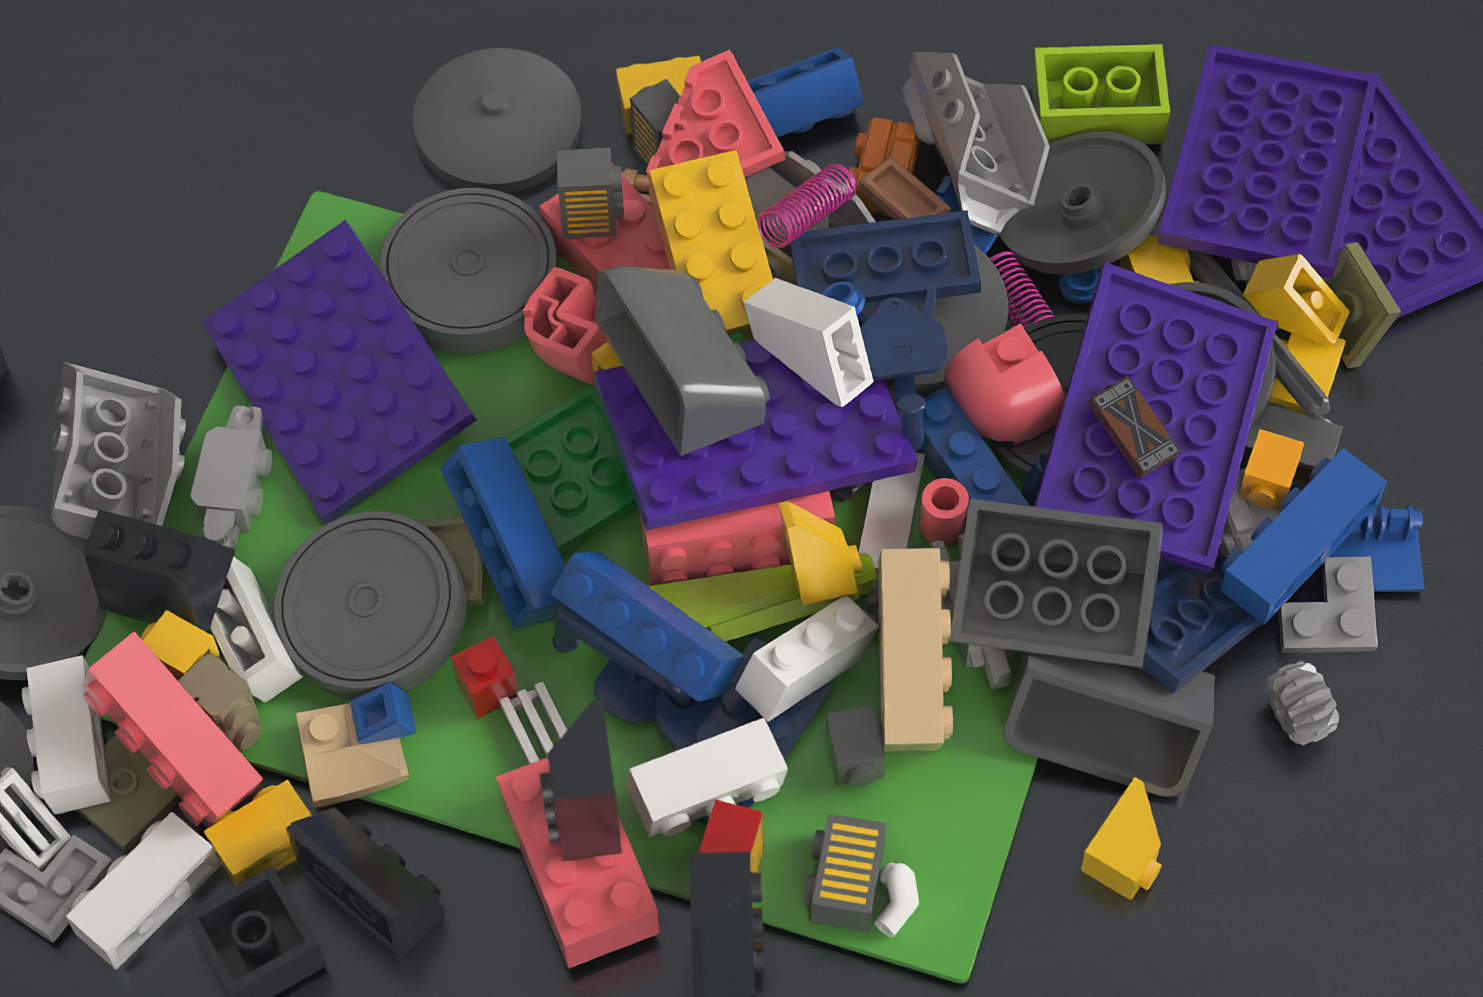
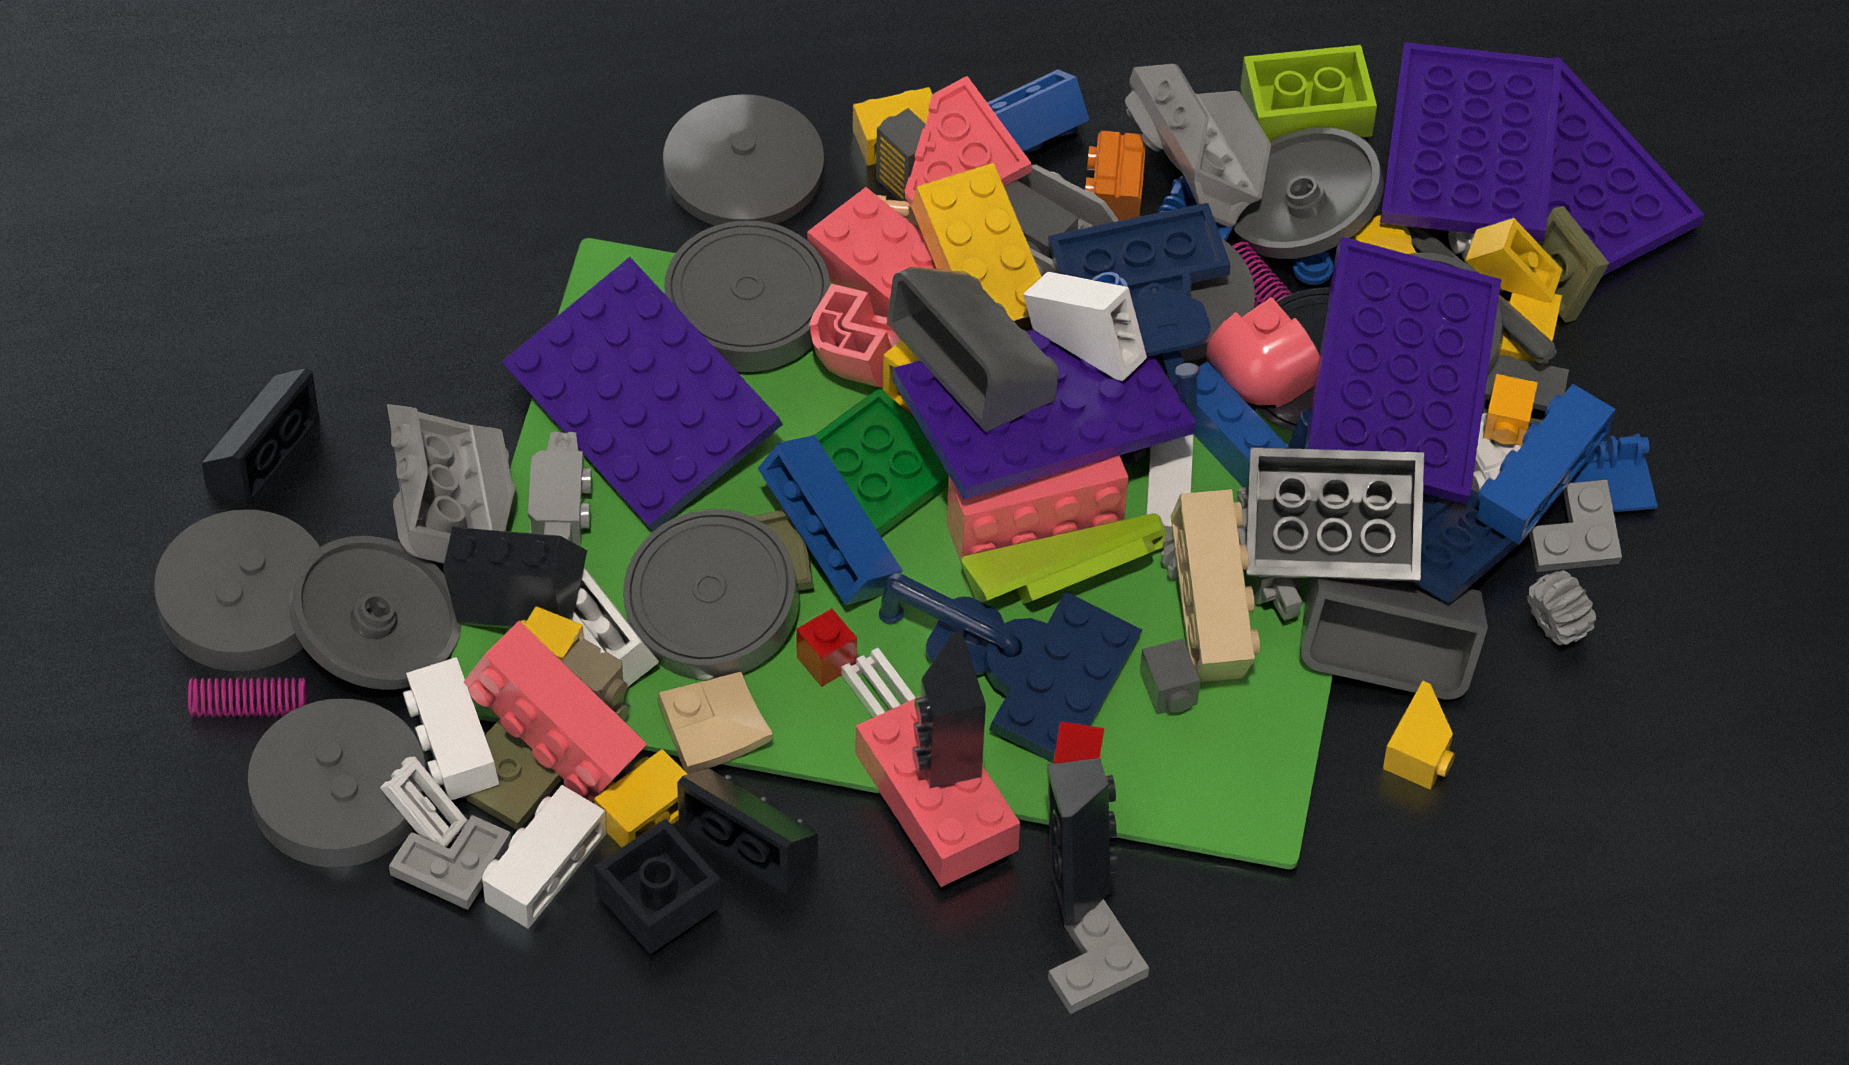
camera: 10 degrees left, 5 degrees down
(382, 714) = (738, 686): blue slope -> none
(589, 192) = (859, 213): dark grey brick -> none
(647, 625) = (973, 584): blue brick -> none
(722, 768) = (1032, 712): white brick -> none
(798, 191) = (1073, 215): dark pink piece -> none
(806, 657) = (1118, 601): white brick -> none
(818, 556) = (1117, 513): yellow slope -> none
(846, 873) = (1180, 782): dark grey brick -> none
(900, 192) = (1137, 194): nougat tile -> none
(903, 898) = (1231, 798): white arm -> none
(944, 511) = (1220, 466): coral brick -> none
(1134, 427) = (1385, 378): tile -> none

